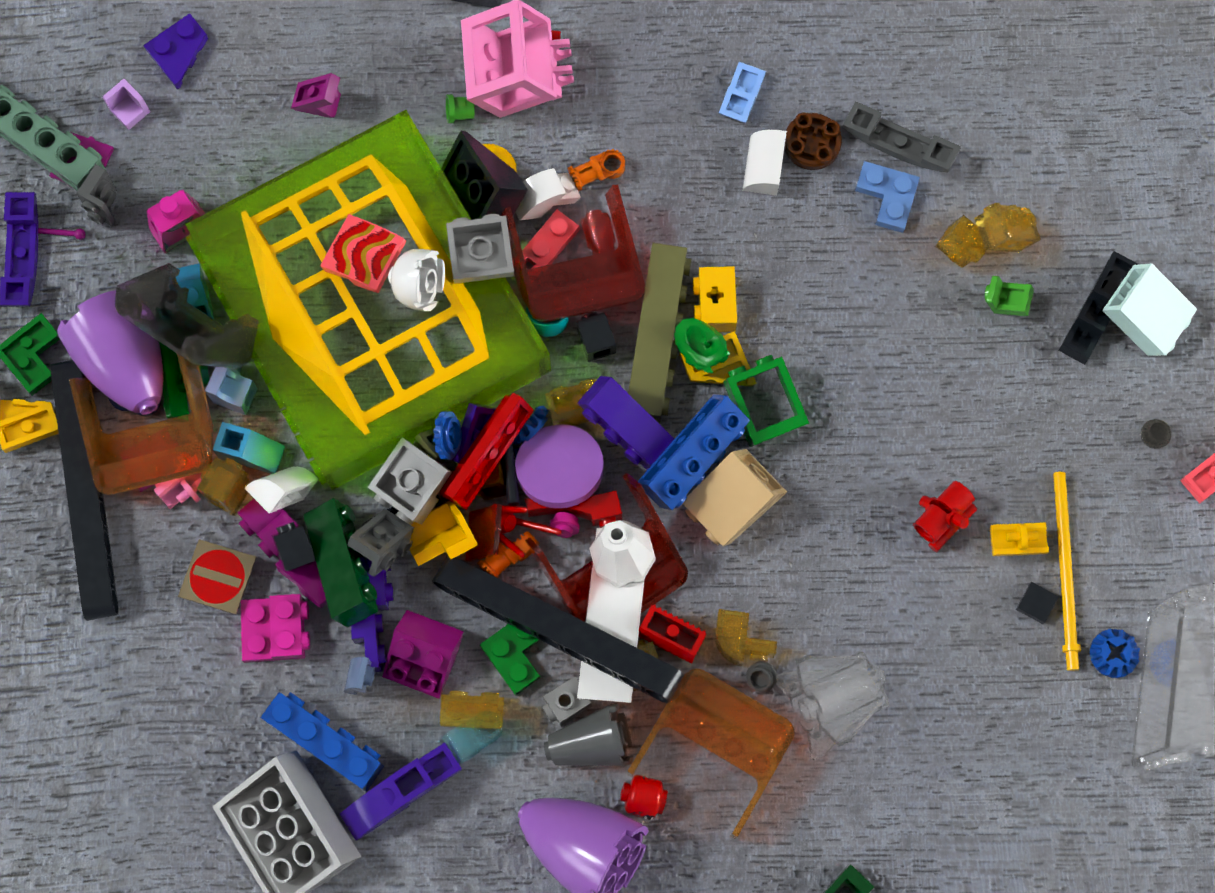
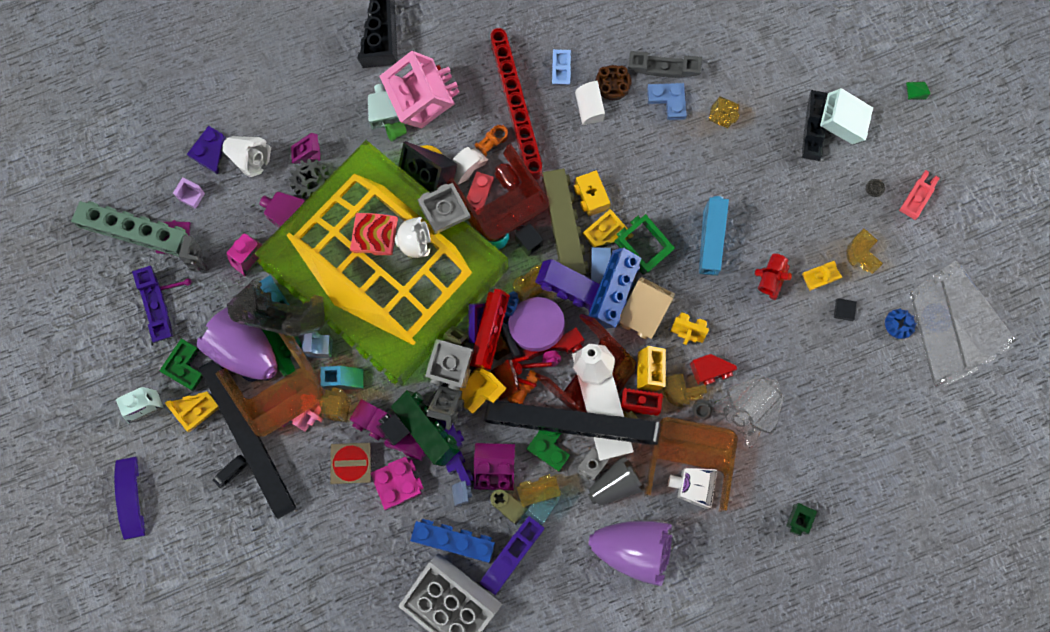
camera: 20 degrees left, 0 degrees up
(42, 529) = (230, 471): none -> black beam
(230, 74) = (247, 153): none -> white cone
(249, 168) = (280, 207): none -> magenta torso
(282, 488) = (371, 395): white brick -> none
(306, 128) = (307, 171): none -> dark grey gear
(422, 722) = (511, 508): none -> olive piece
(446, 69) = (380, 108): none -> light aqua torso
(447, 435) = (463, 328): blue gear -> none
(644, 797) = (659, 506): red head -> none
(652, 113) = (515, 95): none -> red beam
(689, 403) = (599, 261): none -> light blue slope
(700, 344) = (594, 223): green hat -> none
(706, 590) = (651, 369): none -> yellow brick
(707, 785) = (695, 486): none -> white torso
(785, 553) = (689, 330): none -> yellow hips
(796, 620) = (711, 367): none -> red slope
(874, 423) = (713, 235): none -> dark azure slope
(1007, 228) = (747, 95): clear yellow brick -> none
(1008, 297) = (762, 136): bright green bracket -> none
(1071, 647) = (874, 329): yellow bar -> none
(1092, 521) = (859, 252): none -> clear yellow brick

